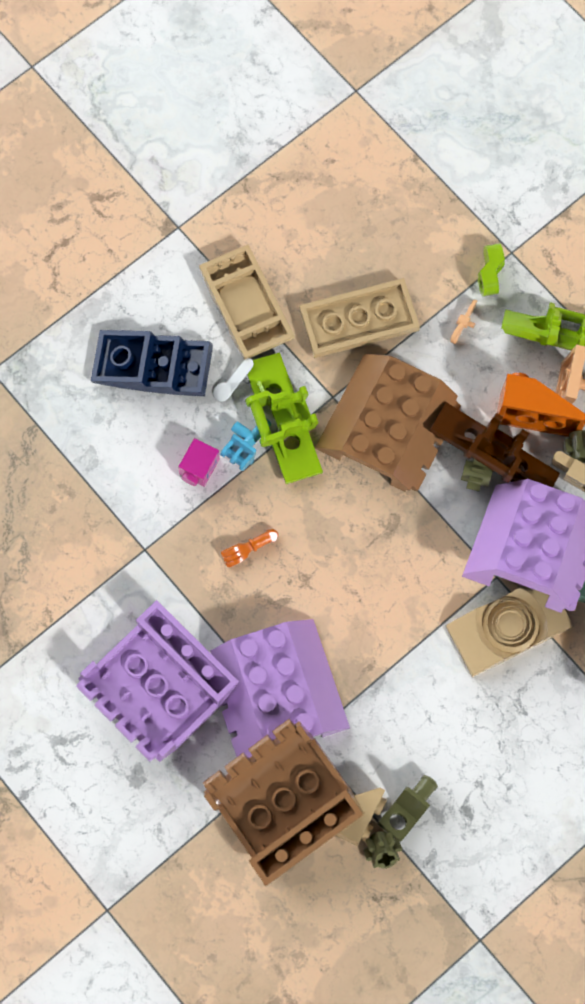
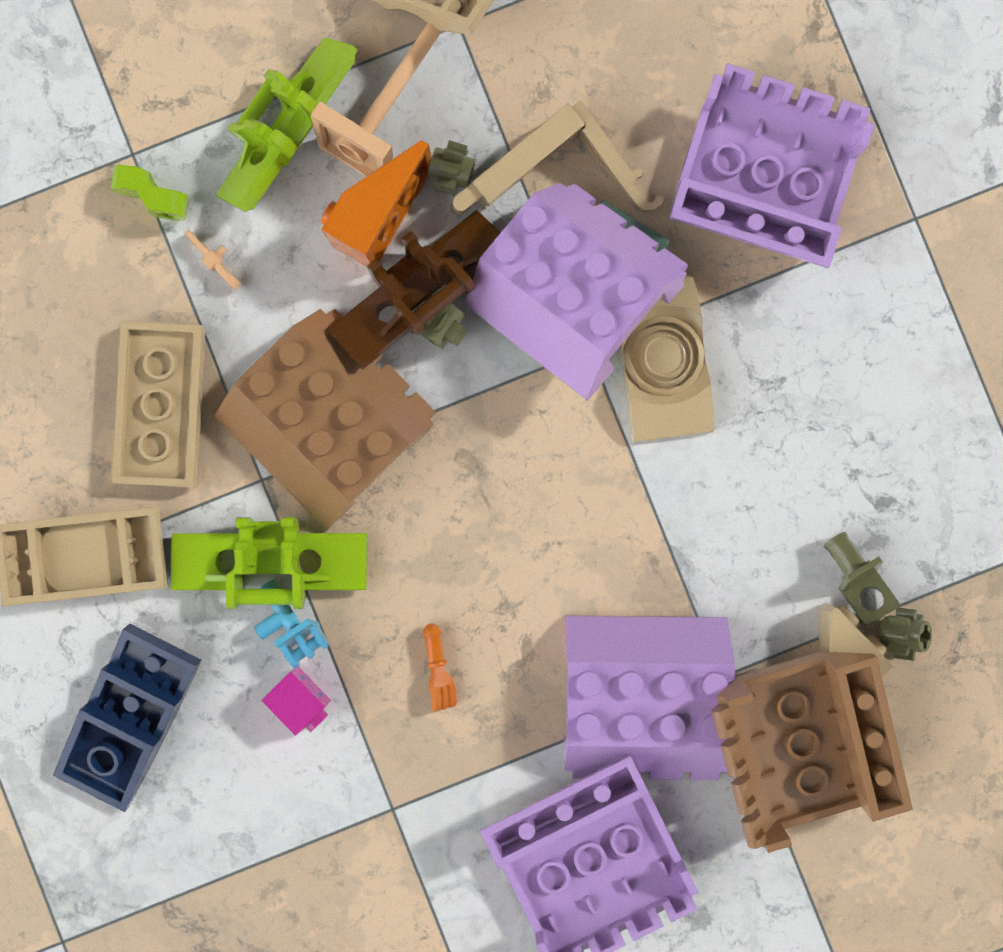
camera: 65 degrees left, 15 degrees up
(225, 390) = (201, 628): white sticker -> none

